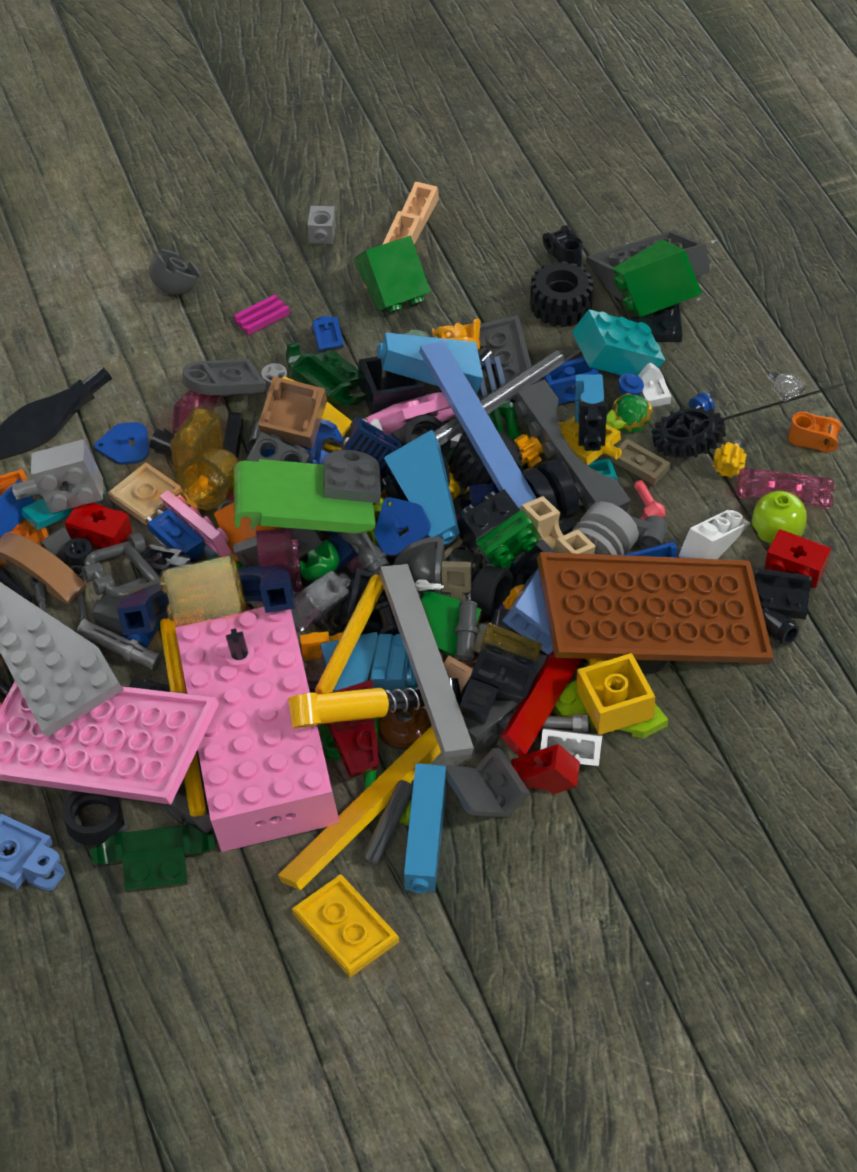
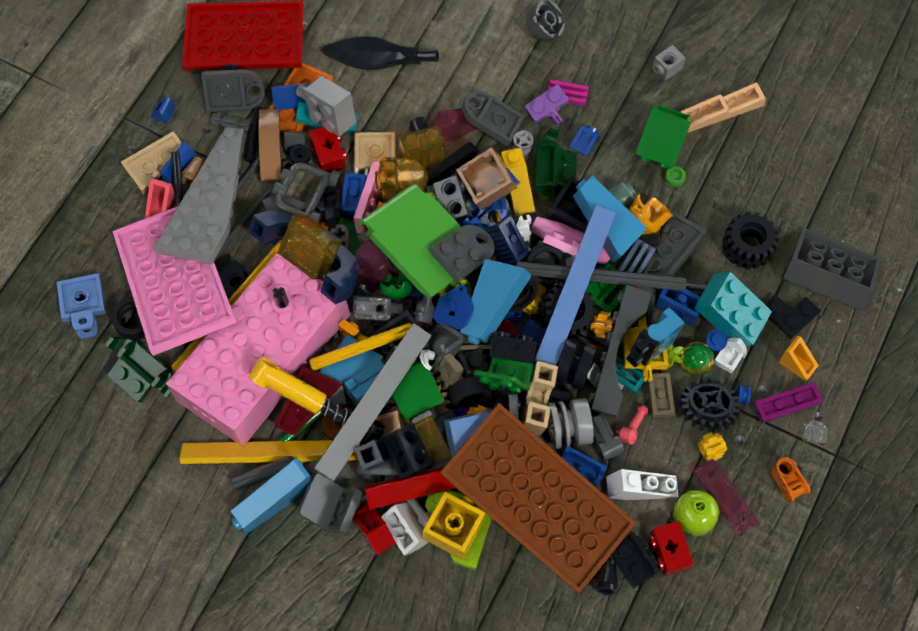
camera: 45 degrees right, 15 degrees up
(117, 445) = (399, 105): blue piece -> none
(127, 648) = (250, 209): light grey pin -> none
(259, 334) = (548, 105): none -> medium lavender plate
(345, 925) = (182, 505): yellow tile -> none
(436, 303) = (675, 176): none -> bright green tile
(466, 630) = (417, 406): dark grey pin -> none
(564, 246) = (796, 207): black piece -> none
(656, 279) = (810, 285): green slope -> none
(706, 345) = (799, 359): none -> light orange slope
(741, 382) = (788, 402): none -> magenta plate

